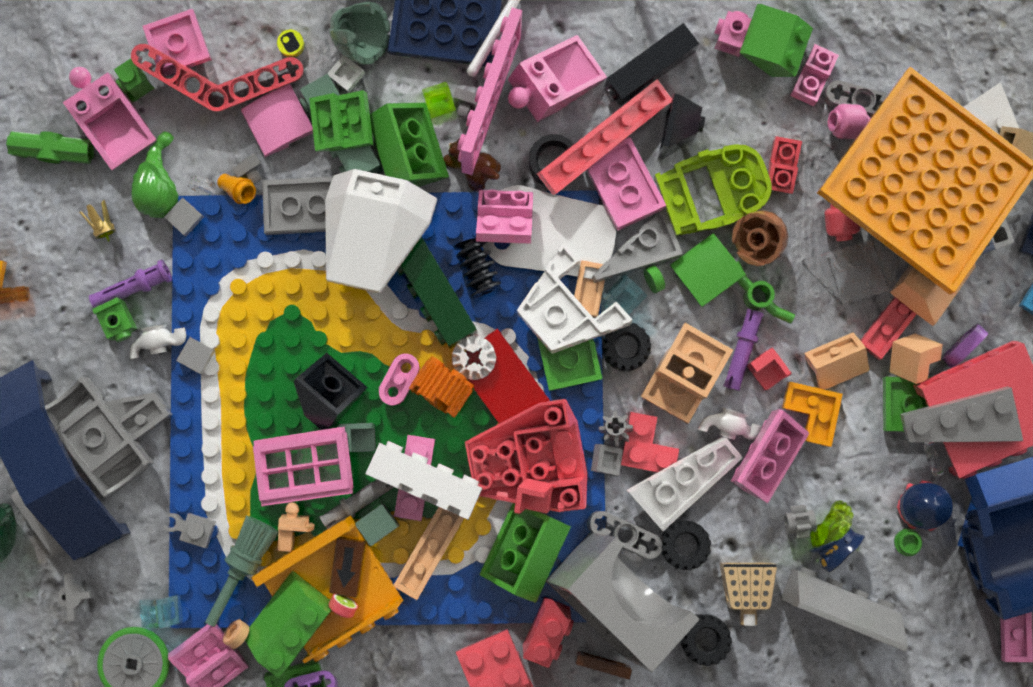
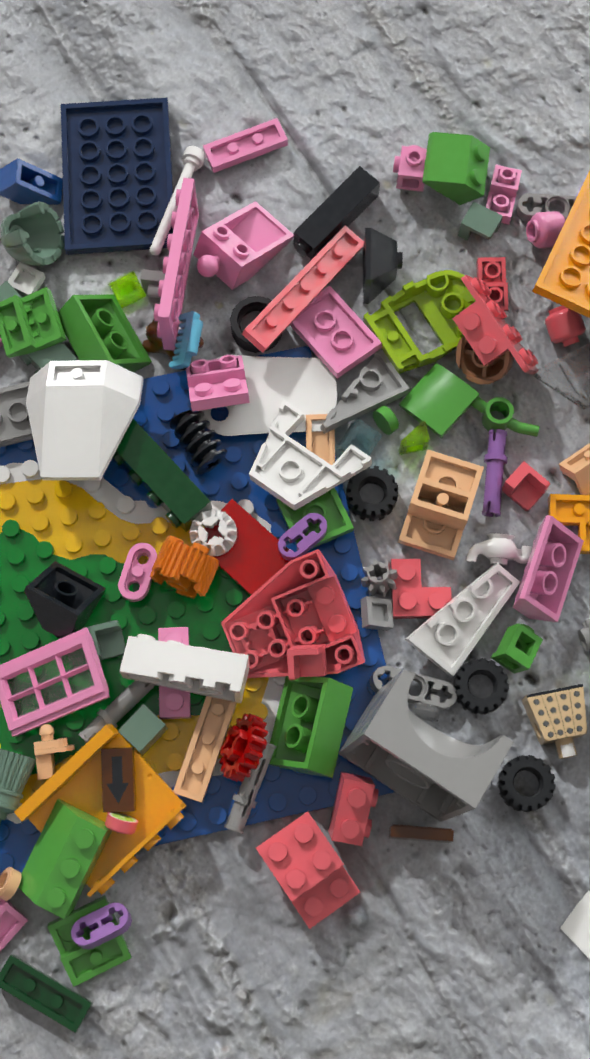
camera: 10 degrees left, 10 degrees down
(455, 604) = (247, 793): none -> light grey pin
(462, 561) = (243, 747): none -> red gear
(487, 171) = (189, 337): none -> medium azure piece
(548, 374) = (298, 531): none -> medium lavender beam
(678, 305) = (416, 440): none -> clear neon green slope
(726, 518) = (517, 648): none -> bright green brick
(769, 217) = (488, 332): none -> coral bracket
(786, 102) = (480, 221): none -> sand green panel

